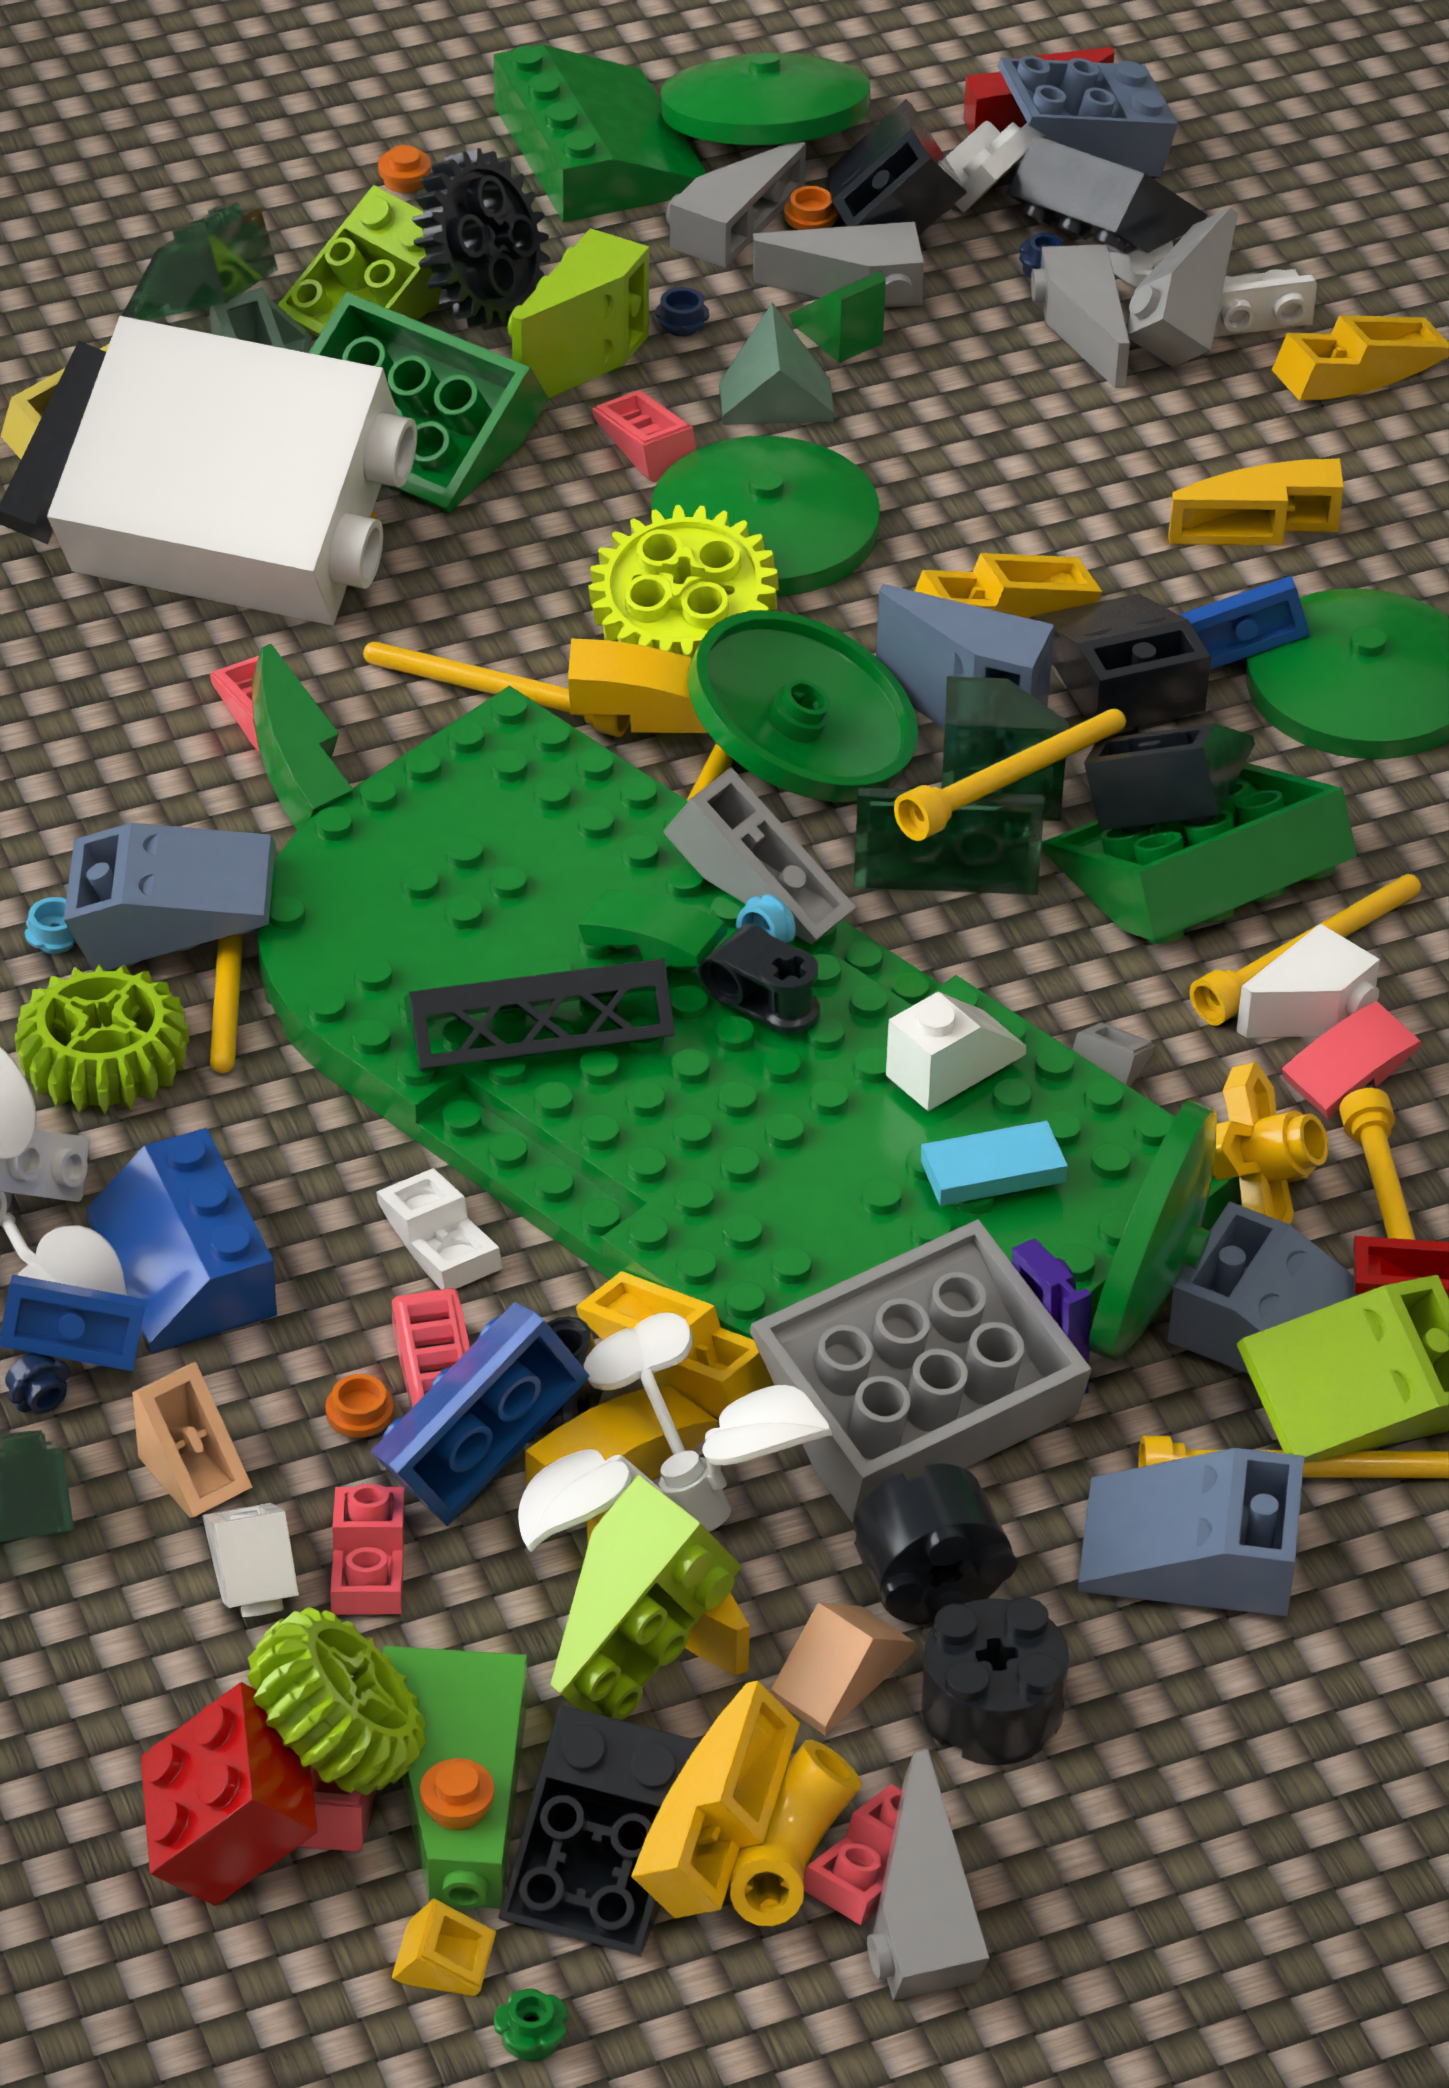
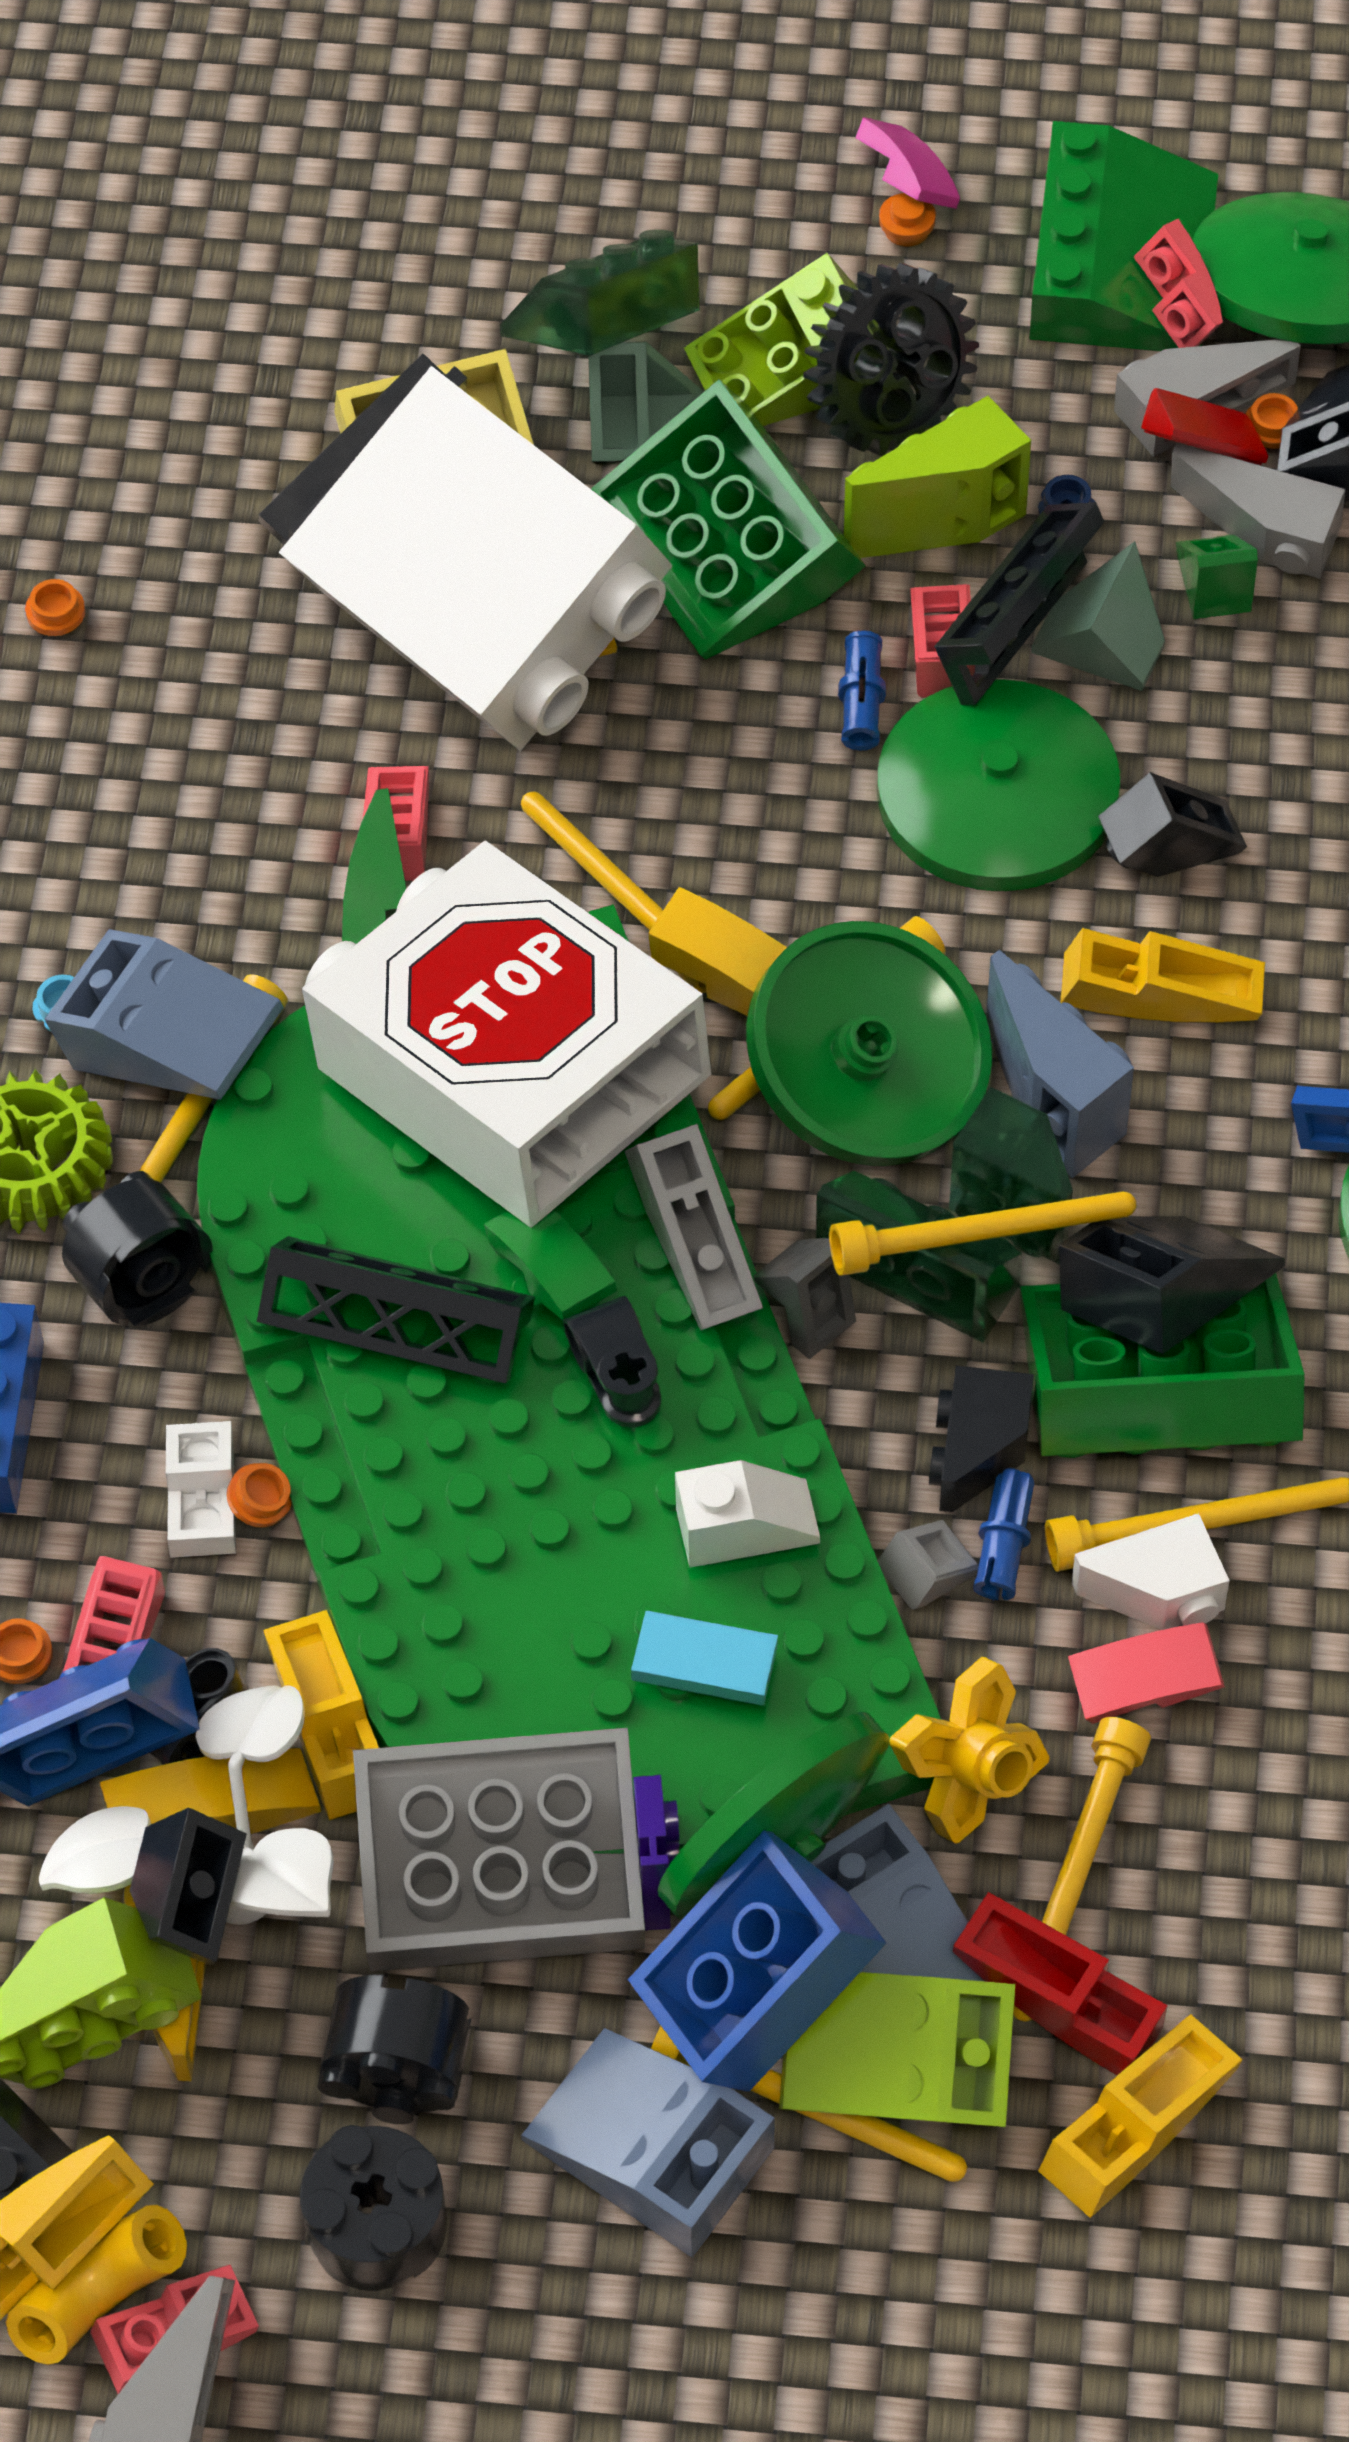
camera: 30 degrees right, 15 degrees up
(264, 1064) = (135, 1250): none -> black brick
(384, 128) = (912, 163): none -> dark pink slope
(499, 1210) = (259, 1495): none -> orange plate
(506, 768) = (506, 1030): none -> white brick
(605, 484) = (862, 719): none -> blue pin
(679, 130) = (1179, 274): none -> coral slope
(680, 580) = (888, 808): neon yellow gear -> none
(687, 1451) = (187, 1882): none -> black slope
(702, 367) = (1017, 597): none -> black fence
(744, 217) = (1203, 426): none -> red slope
(770, 915) = (660, 1296): medium azure plate -> none
(838, 1663) = (264, 2116): light nougat slope -> none
(885, 880) = (812, 1291): none -> dark grey slope
(931, 493) = (1169, 827): none -> black slope
(1091, 940) = (985, 1434): none -> black slope
(1130, 659) = (1225, 1106): black slope -> none
(1162, 1009) = (1004, 1535): none -> blue axle
(1221, 1328) = (755, 1963): none -> blue slope

